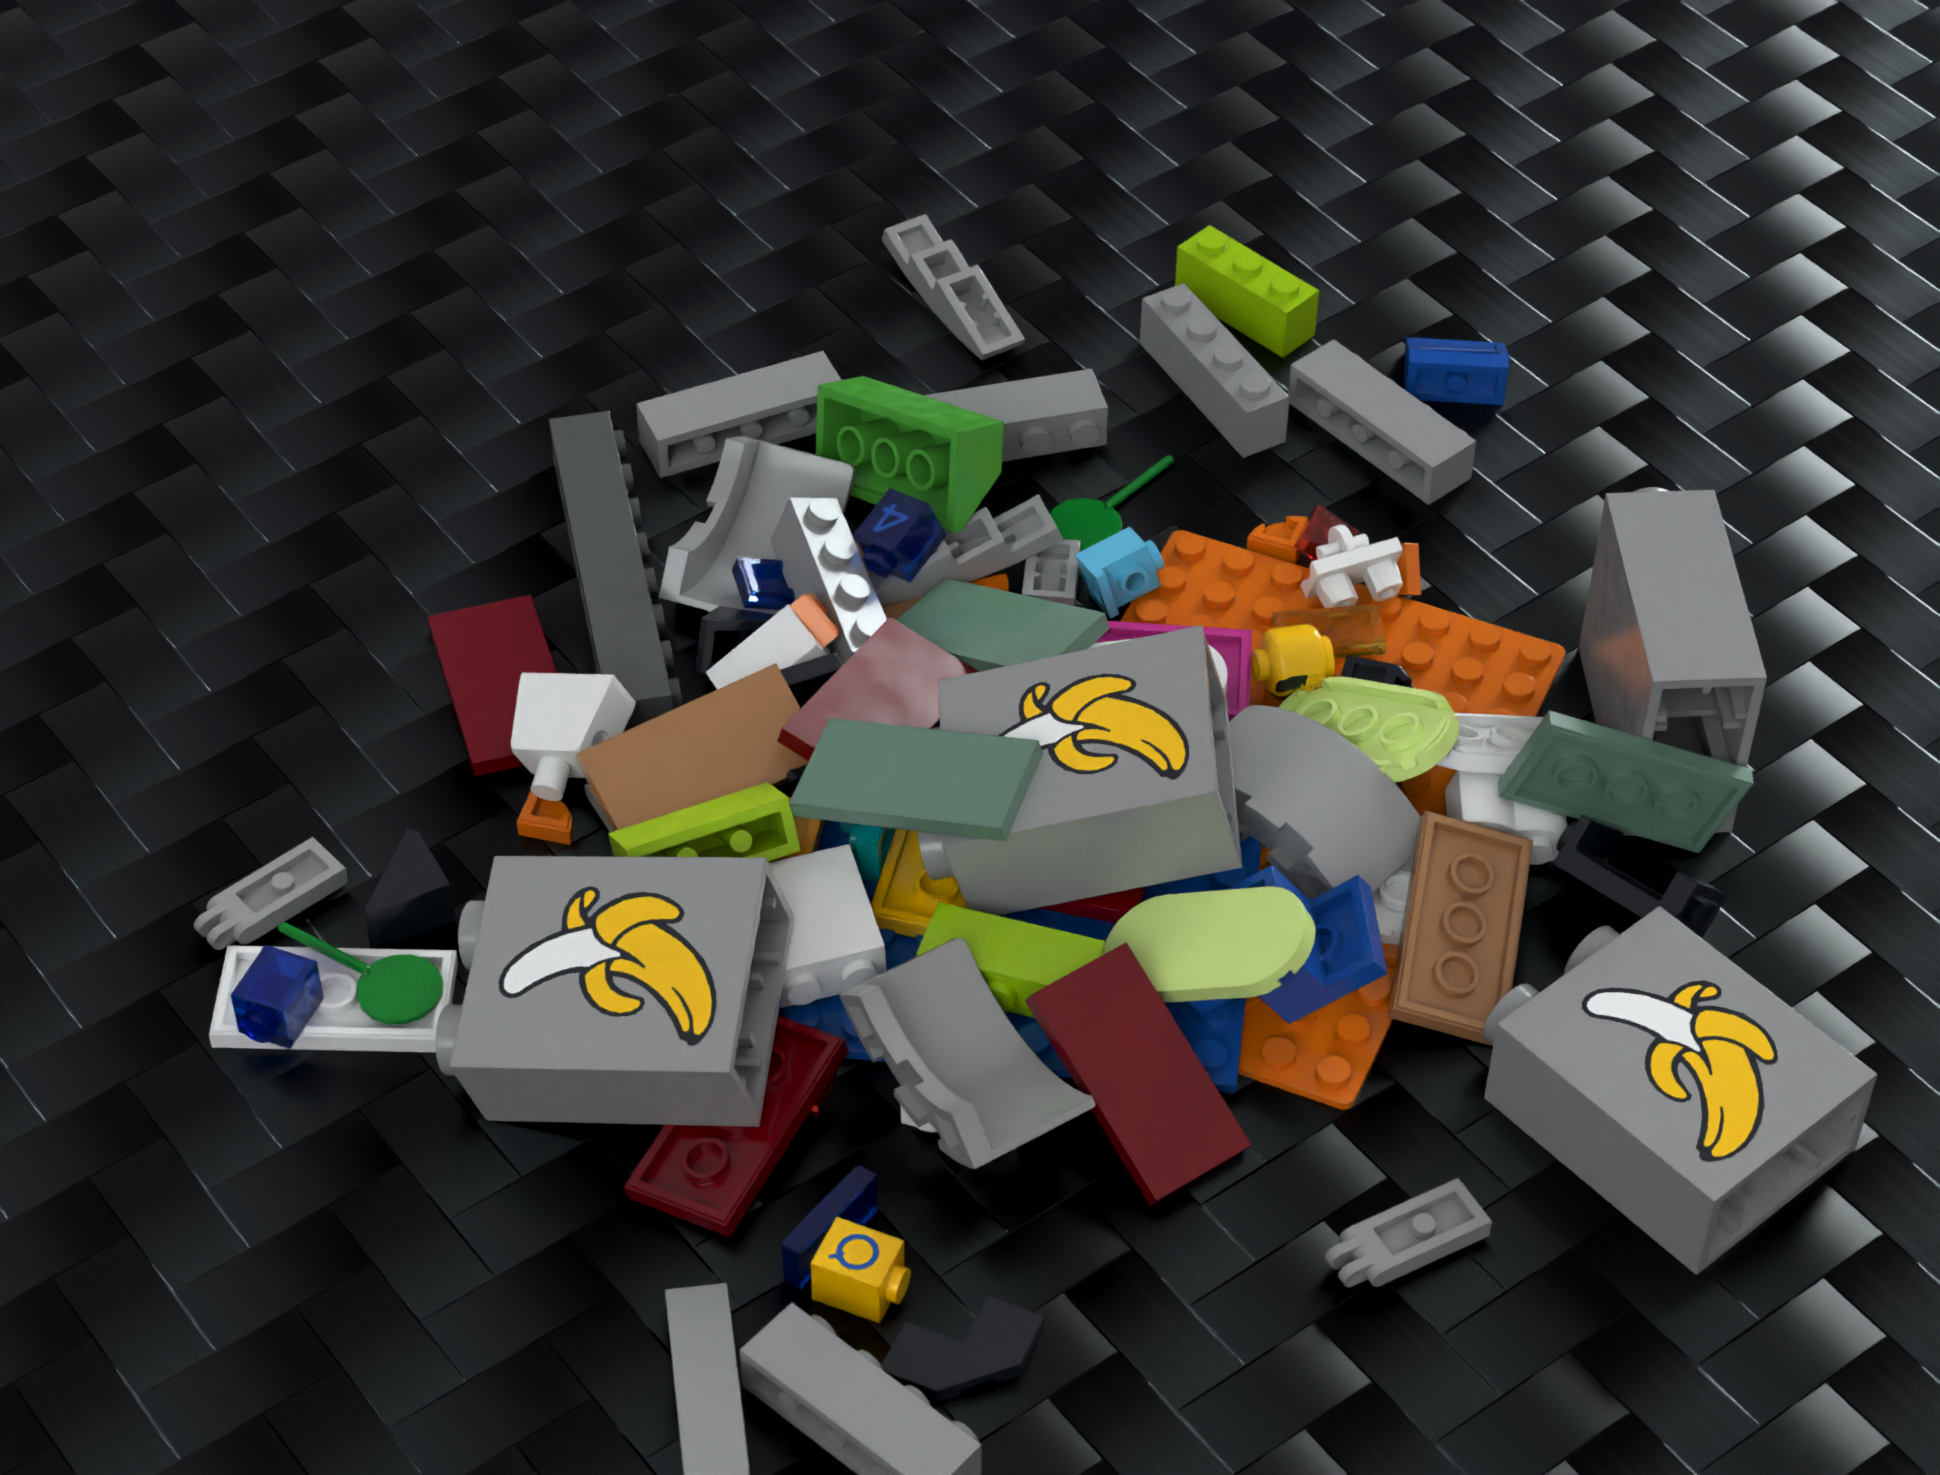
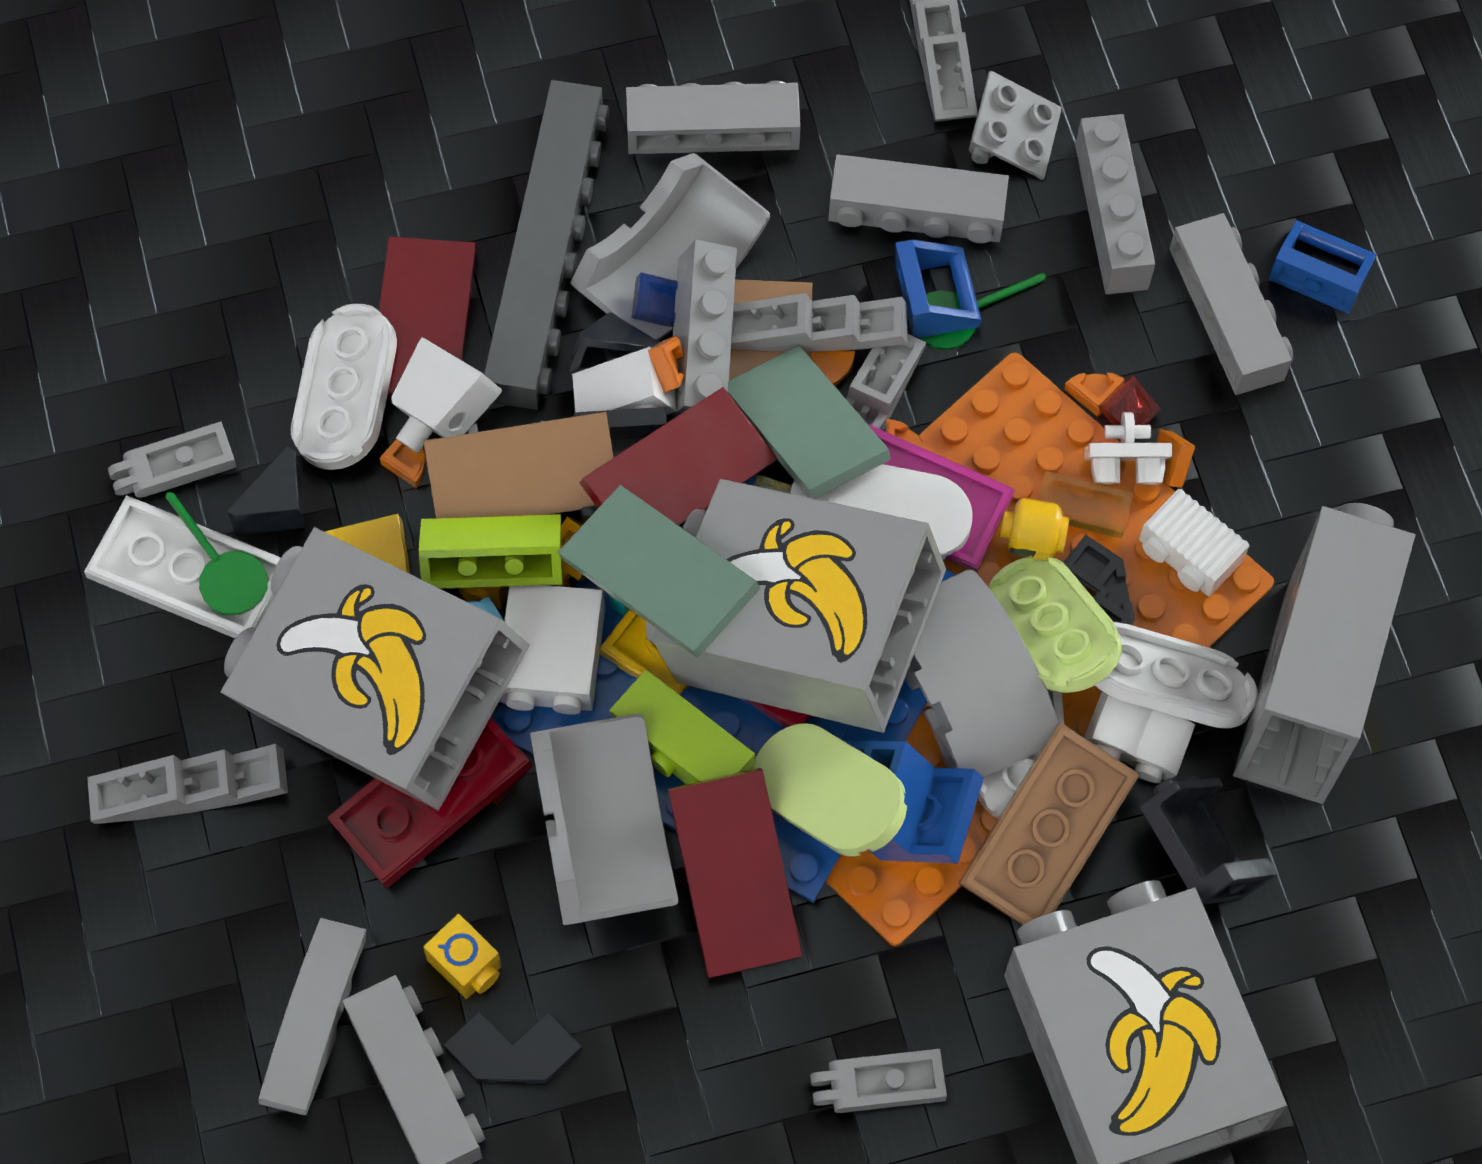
camera: 20 degrees right, 20 degrees up
(277, 997) = (135, 566): clear blue brick -> none
(429, 1213) = (187, 785): none -> light grey slope
(443, 766) = (344, 387): none -> white tile
(851, 1200) = (469, 903): clear blue tile -> none
(899, 536) = (767, 305): clear blue brick -> none
(910, 446) = (815, 215): bright green slope -> none
(1068, 335) = (1014, 126): none -> light grey hinge
(1076, 517) = (928, 319): none -> blue tile
(1119, 569) = (942, 385): medium azure brick -> none
(1248, 291) = (1180, 130): lime brick -> none
(1466, 625) = (1193, 543): none -> white brick
(1624, 781) = (1233, 754): sand green tile -> none

